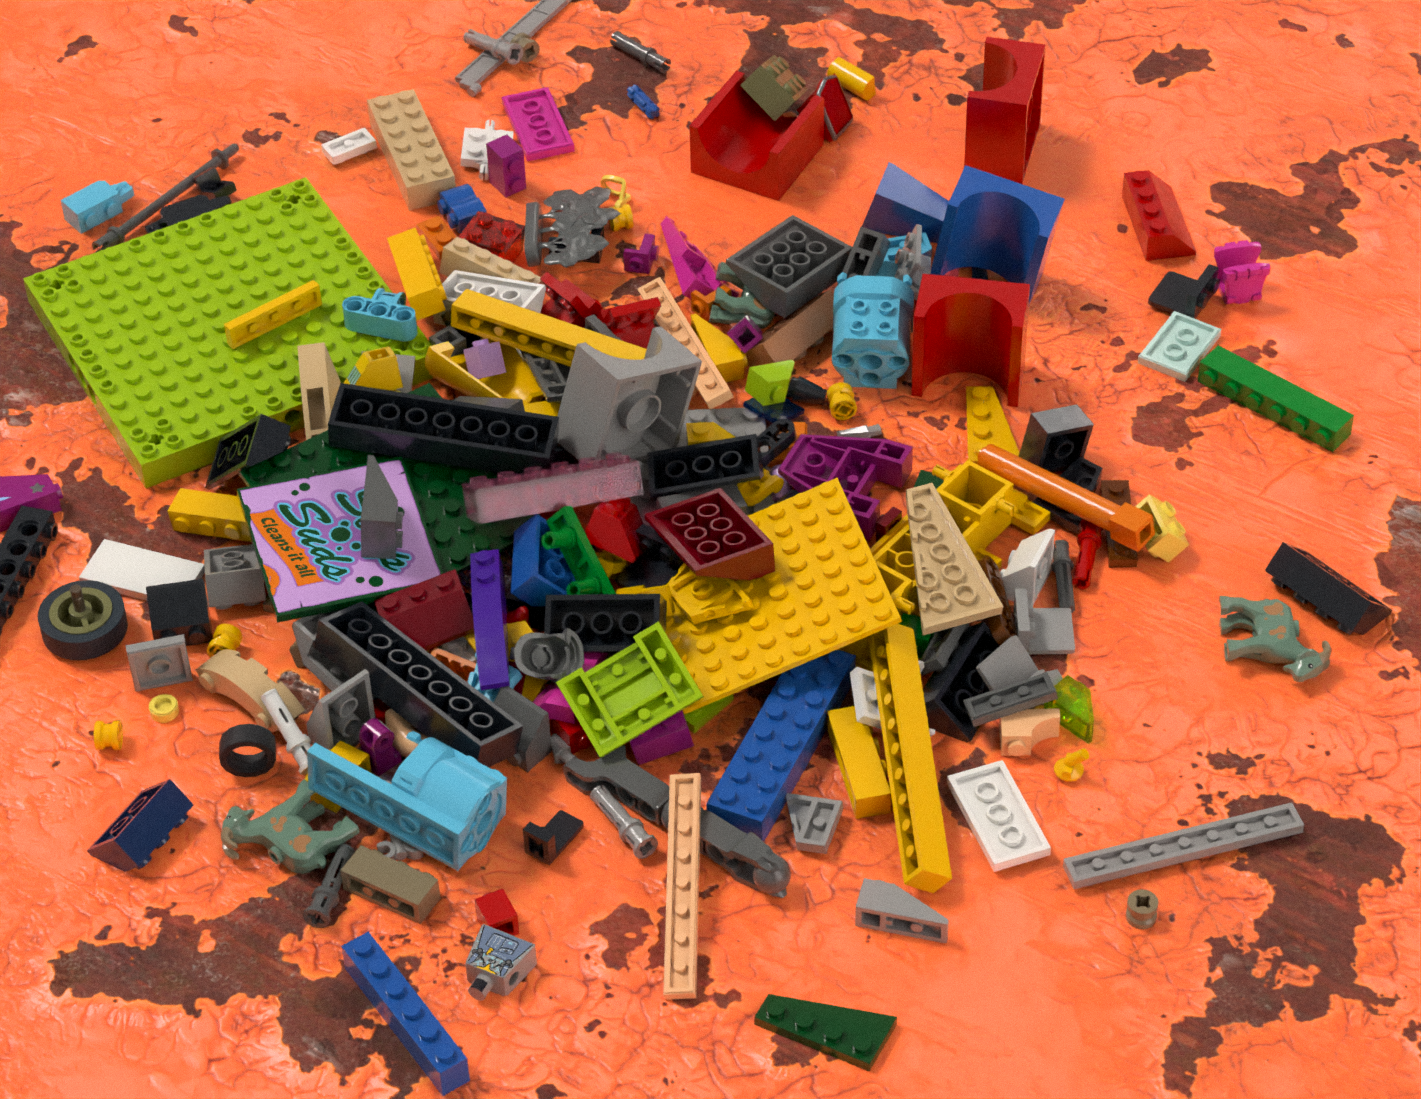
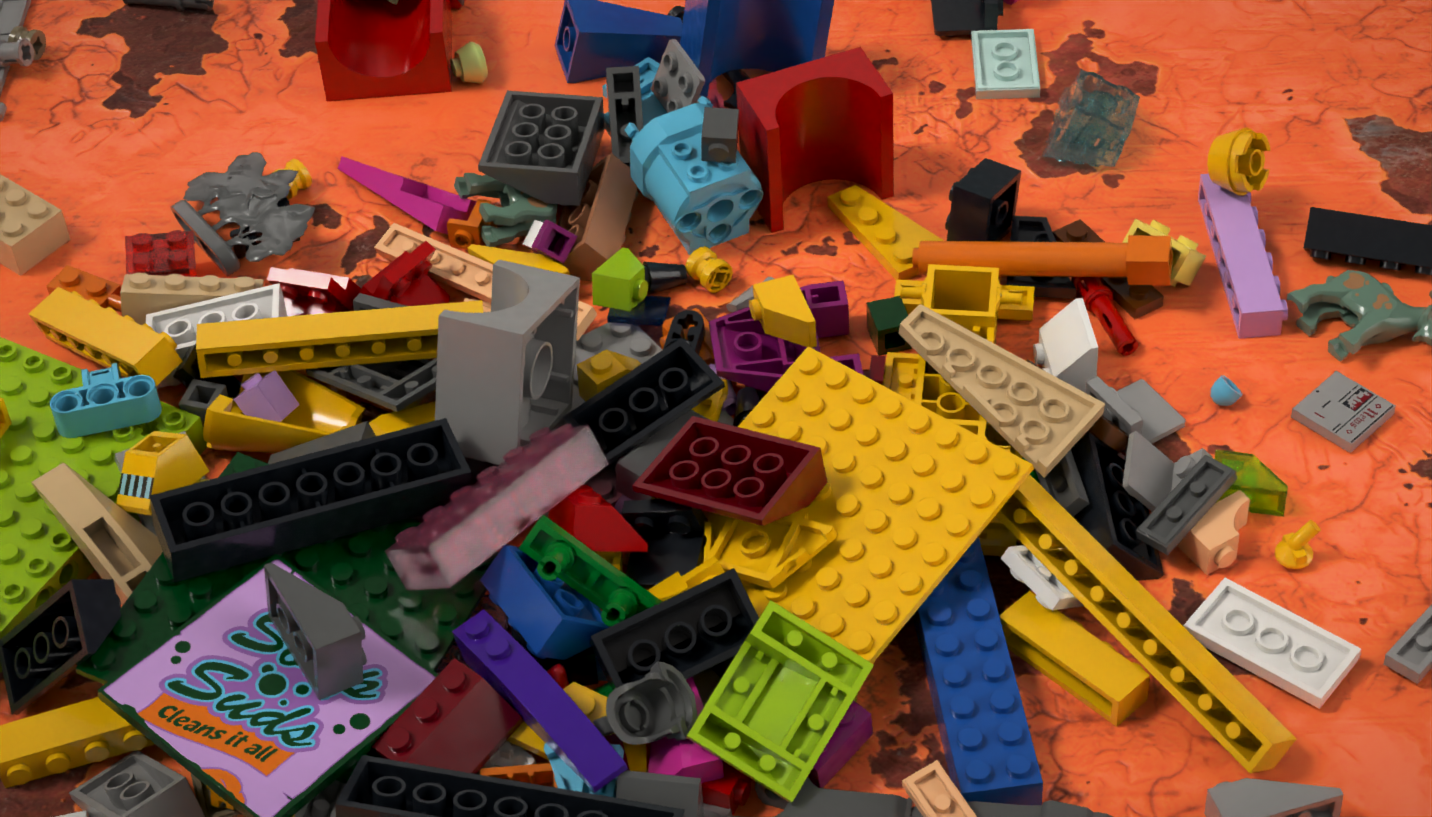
camera: 30 degrees left, 0 degrees up
(459, 206) = (91, 245): blue brick -> none
(474, 146) = (67, 169): white plate -> none
(506, 165) = (114, 175): magenta brick -> none
(537, 124) = (105, 119): dark pink tile -> none
(623, 196) = (258, 138): light yellow piece -> none
(642, 259) = (351, 215): magenta bracket -> none
(643, 101) = (213, 47): blue axle -> none
(800, 185) = (470, 63): none -> yellowish green cone
(813, 821) = (1081, 754): light grey wing -> none
(848, 447) = (783, 311): none -> yellow slope
(885, 306) = (719, 134): none -> dark grey brick
(1062, 567) = (1115, 358): dark grey axle -> none
(1120, 642) = (1225, 392): none -> medium azure hinge
(1192, 695) = (1343, 411): none -> light grey tile
(1195, 414) = (1091, 122): none -> clear light blue slope
(1218, 555) = (1242, 261): none -> lavender brick
(1257, 486) = (1238, 161): none -> yellow cone
(1275, 398) = (1157, 71): green brick -> none

